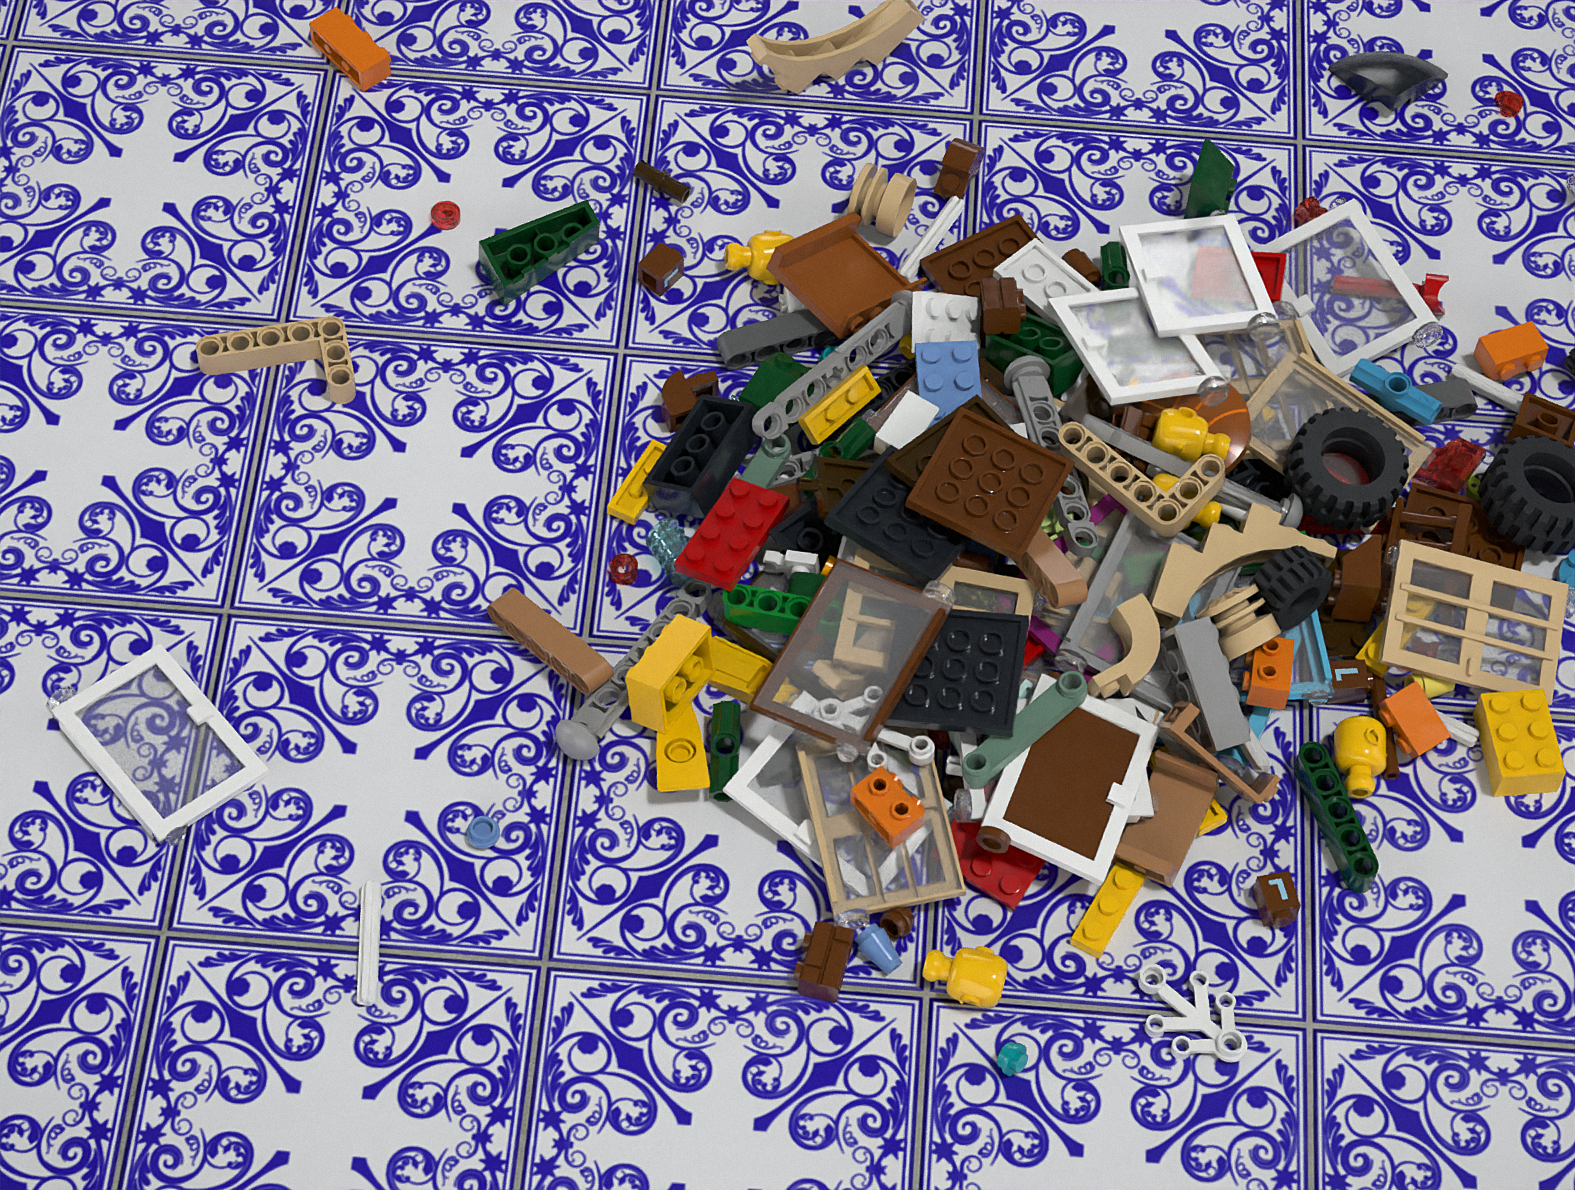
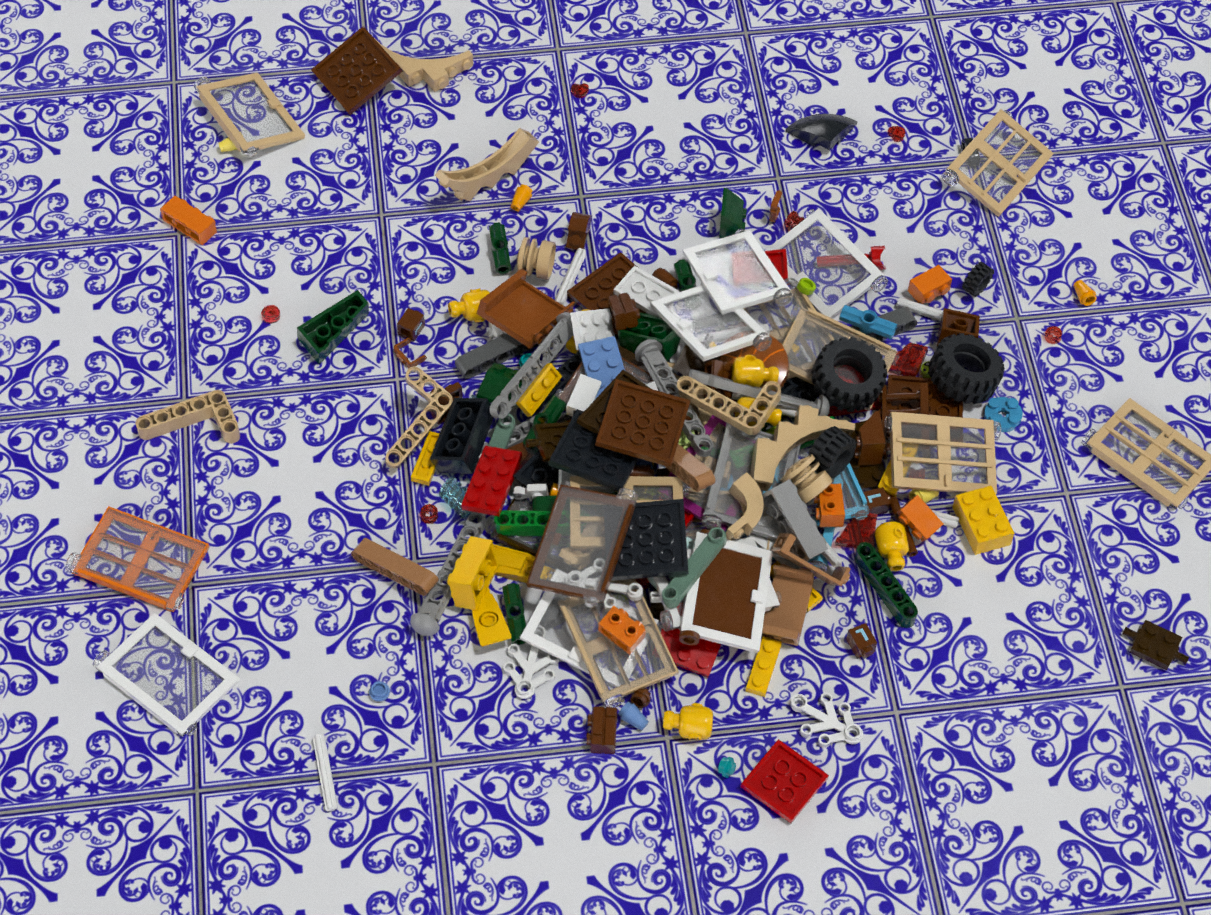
camera: 10 degrees left, 0 degrees up
(156, 556) = (139, 559): none -> clear door
(638, 321) = (400, 355): none -> dark orange piece
(642, 418) = (421, 420): none -> tan beam
(662, 181) = (399, 270): dark brown pin -> none
(729, 841) = (529, 667): none -> white plant
(827, 175) = (500, 248): none -> dark green piece
(881, 99) = (521, 197): none -> light orange cone
(1101, 1100) = (784, 781): none -> red plate
(1281, 190) = (775, 210): none -> dark orange piece
(1307, 318) = (806, 286): none -> lime tile
(1308, 724) = (858, 532): none -> clear red wing

